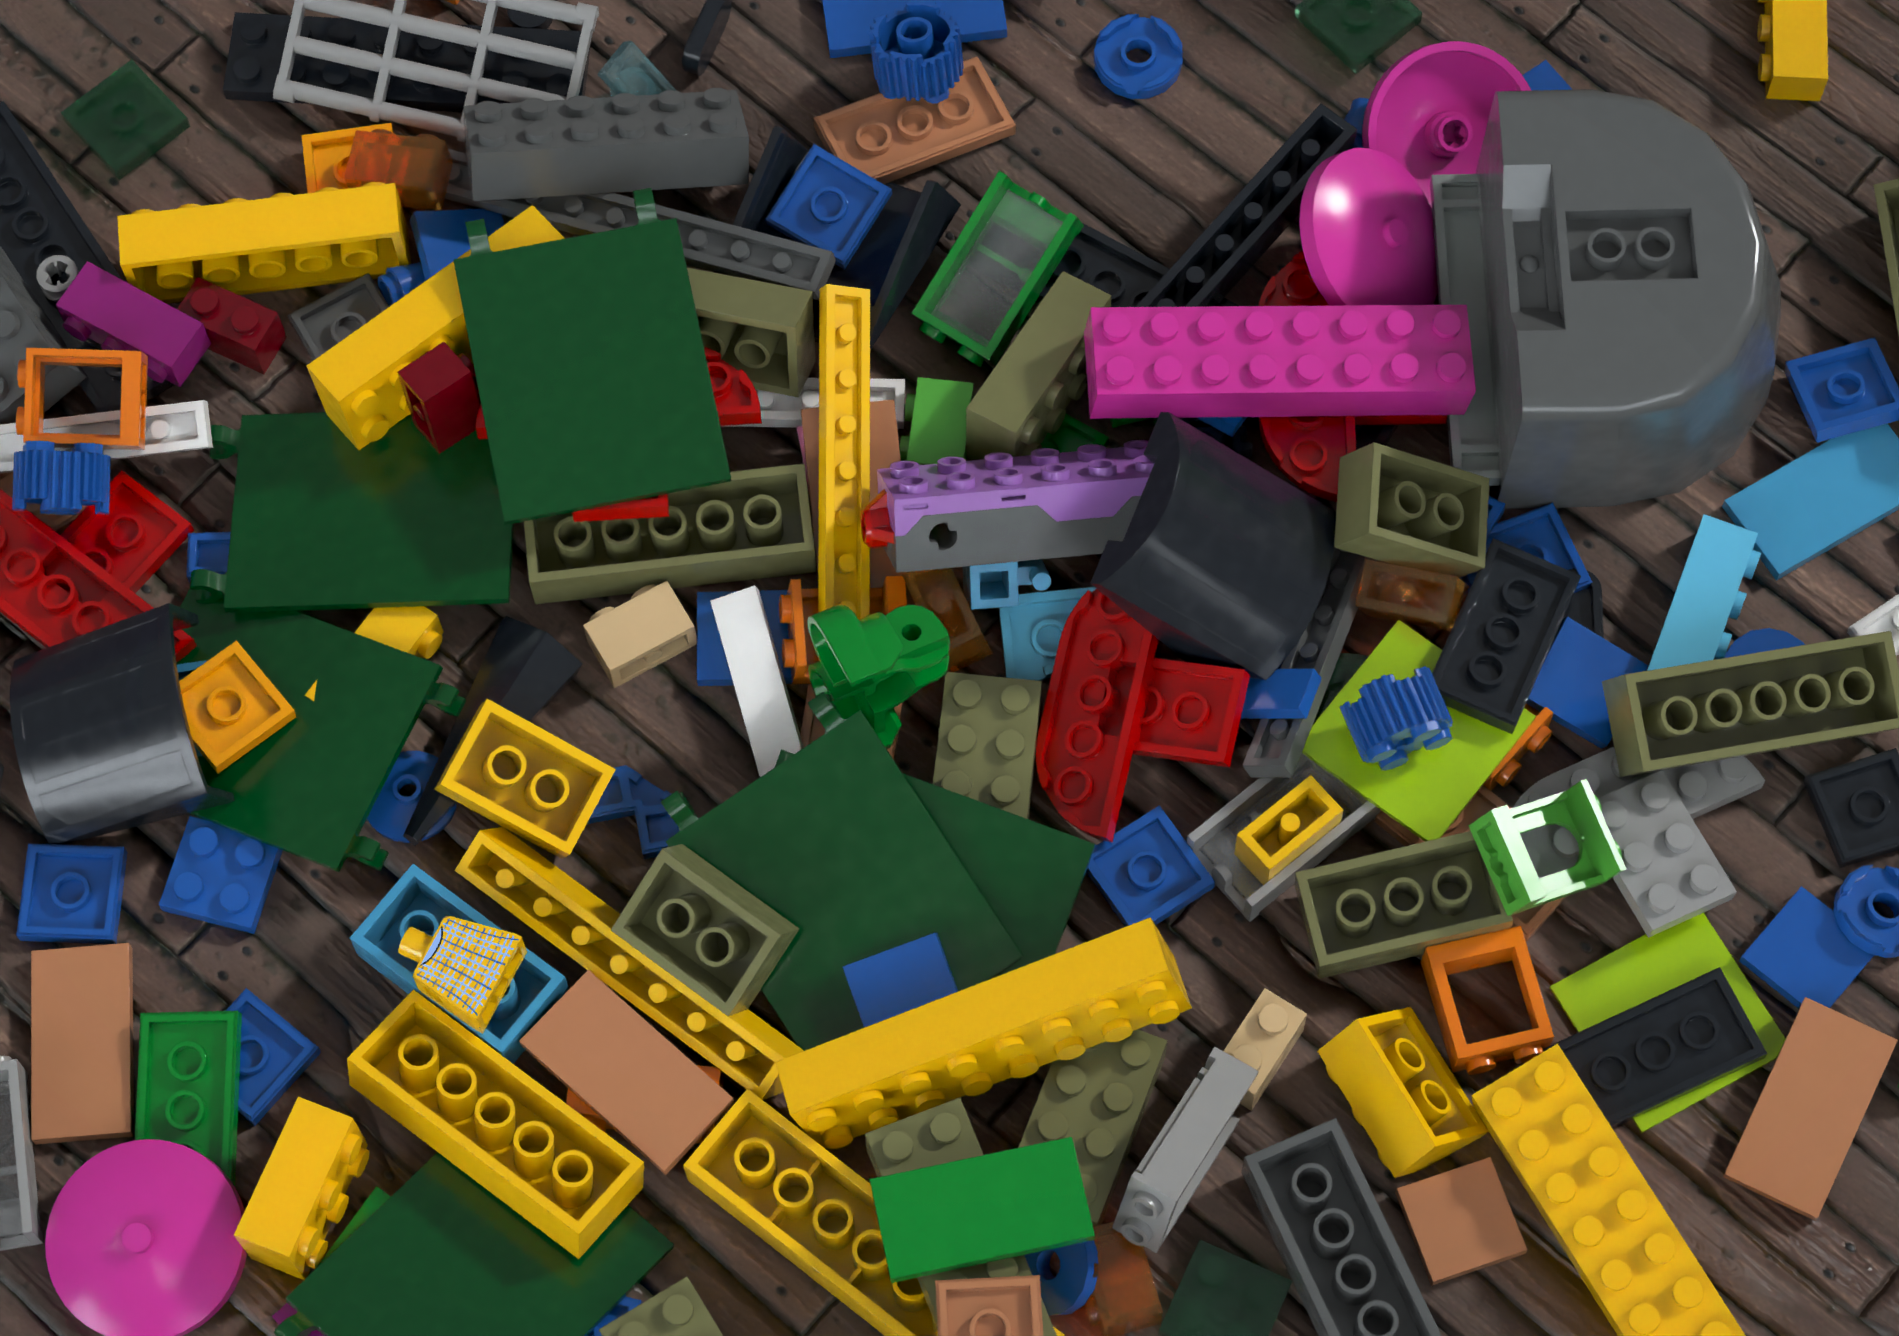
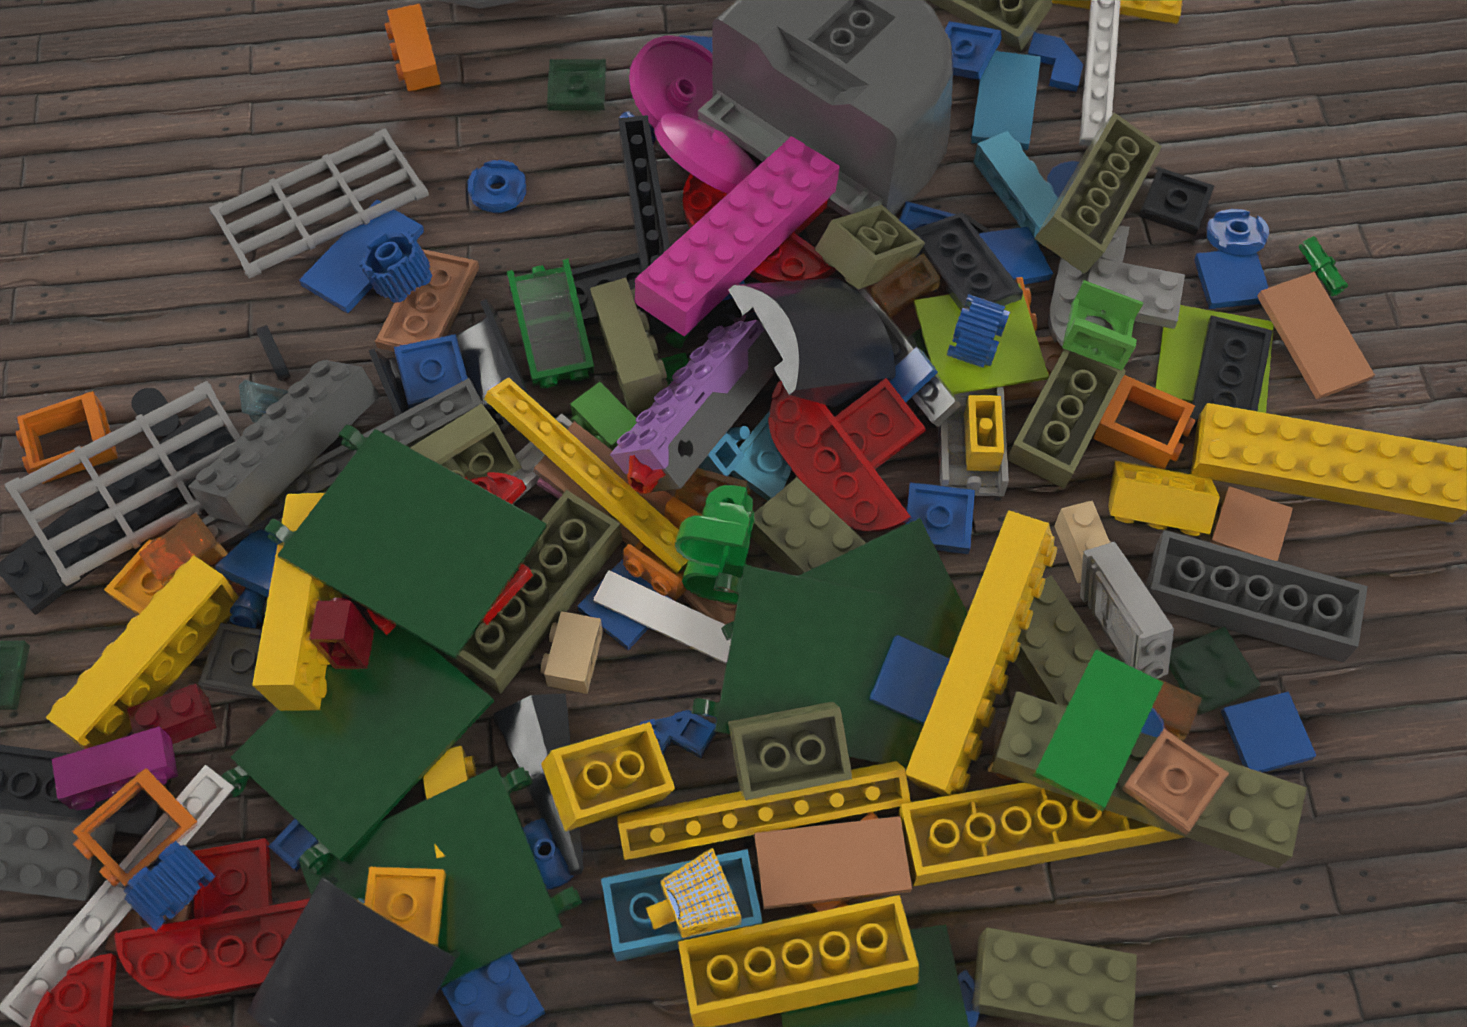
camera: 50 degrees left, 5 degrees down
(51, 266) = (30, 783): light grey bush -> none

